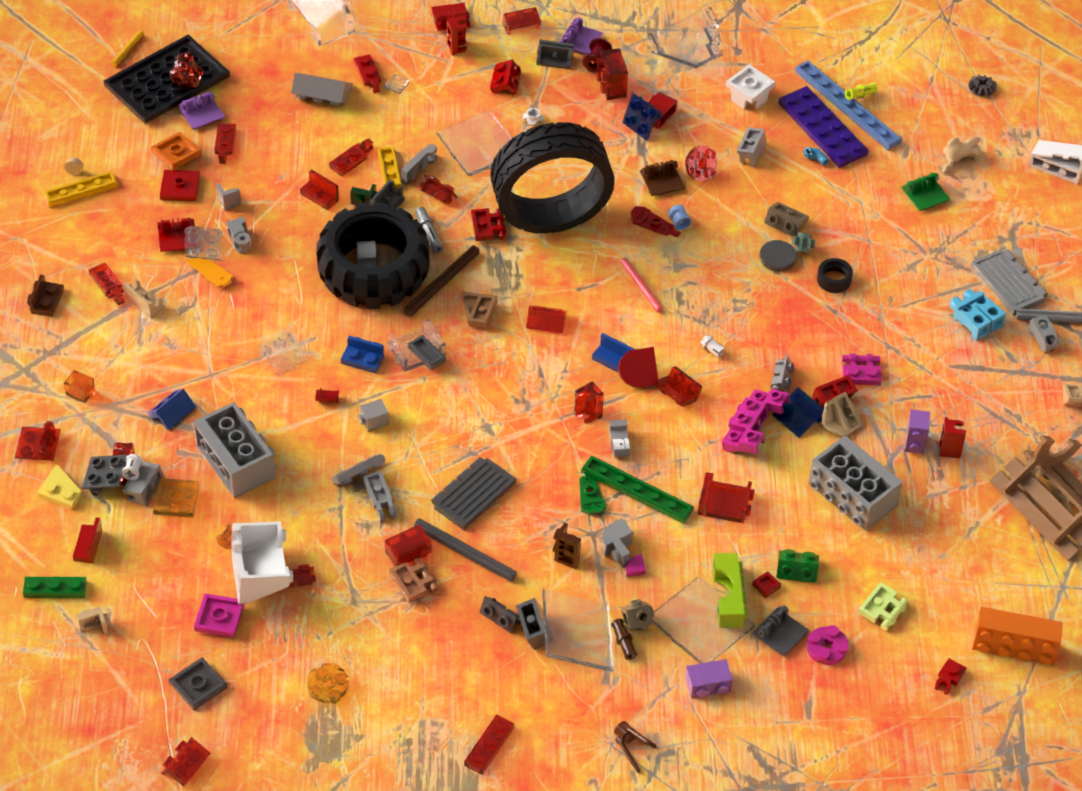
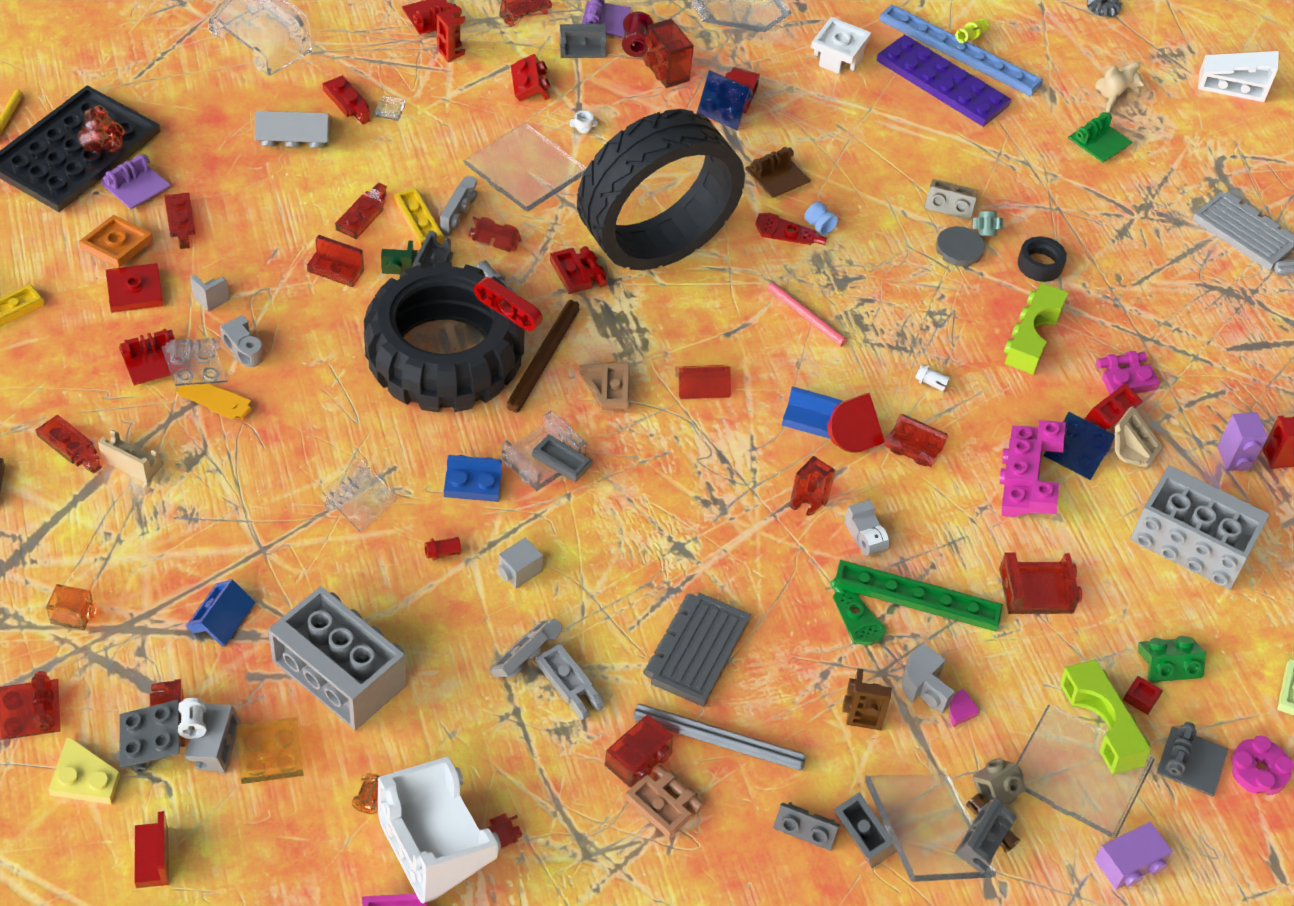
camera: 20 degrees left, 0 degrees up
(366, 253) = (431, 335): light grey brick -> none
(416, 240) = (522, 311): none -> red beam
(610, 642) = (985, 835): none -> dark grey hinge
(701, 163) = (821, 146): clear red plate -> none
(752, 145) = (872, 114): light grey hinge -> none
(782, 374) = (1034, 391): light grey hinge -> none
(816, 154) = (949, 113): dark azure arm -> none
(817, 311) = (1028, 346): none -> lime arch
(977, 313) = (1233, 275): medium azure hips -> none

